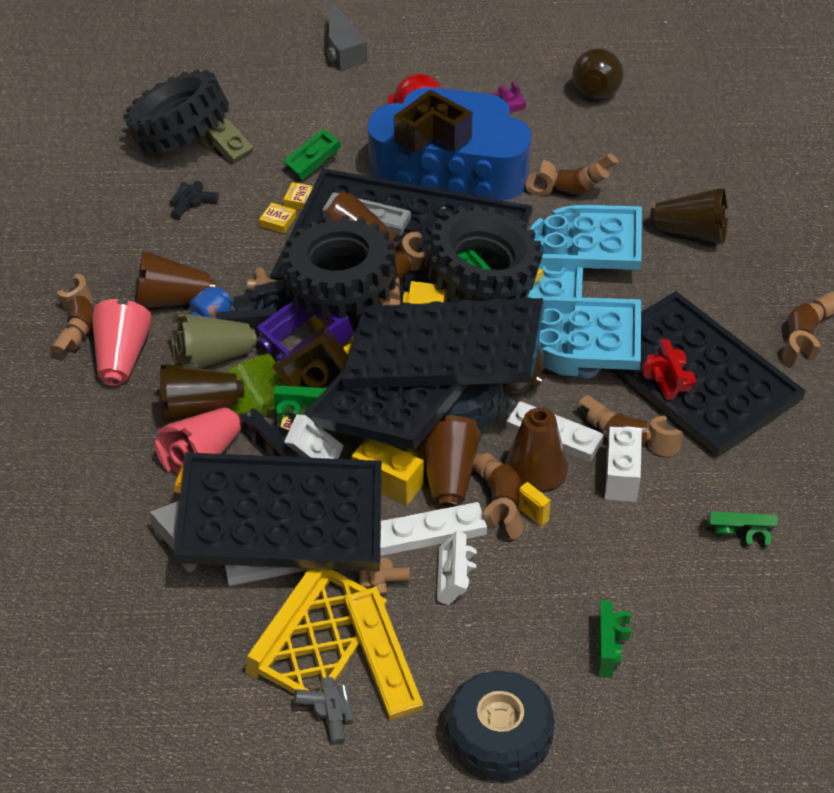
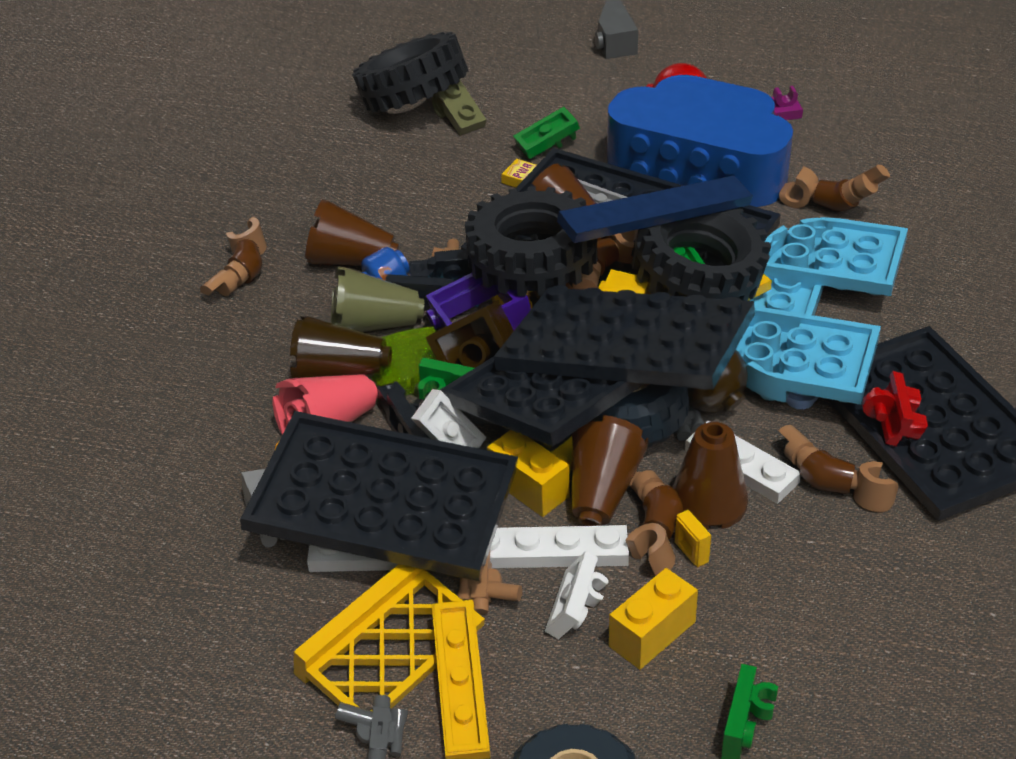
camera: 15 degrees right, 5 degrees down
(118, 338) = (273, 287): coral cone -> none
(190, 196) = (403, 160): black piece -> none
(277, 218) = (485, 188): yellow tile -> none
(432, 119) = (678, 102): dark brown brick -> none
(441, 226) = (653, 208): none -> dark blue tile
(521, 575) = (652, 618): none -> yellow brick
(597, 74) = (891, 88): dark brown brick -> none
(623, 464) = (814, 510): white brick -> none
(694, 216) = (971, 248): dark brown cone -> none
(727, 522) = (931, 600): green plate -> none

